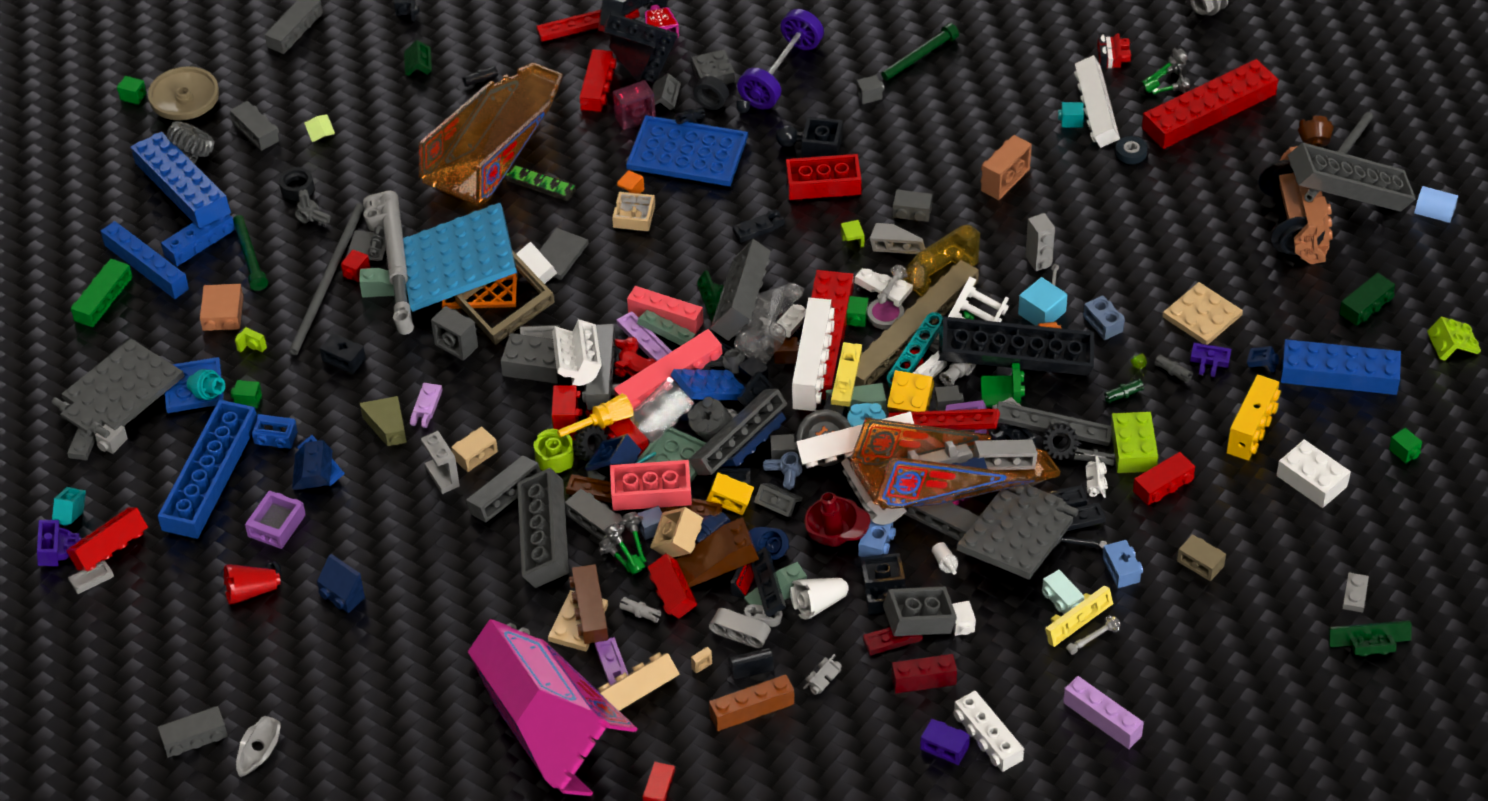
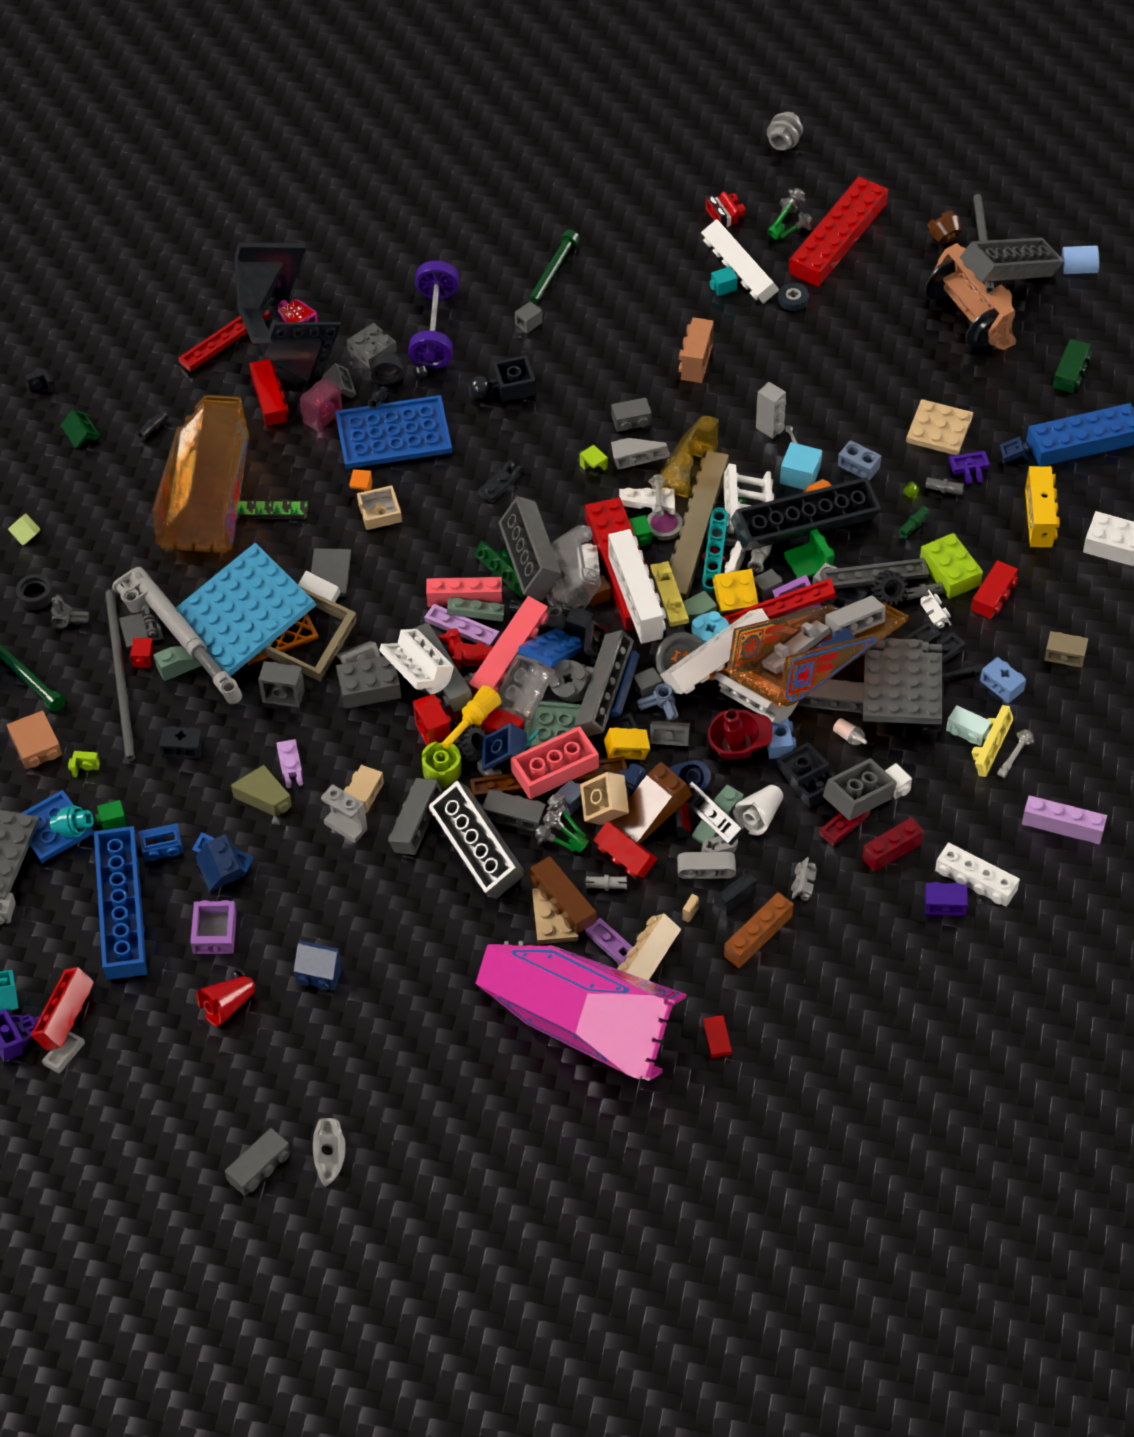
camera: 25 degrees left, 5 degrees up
(823, 176) = (536, 414): red brick -> none

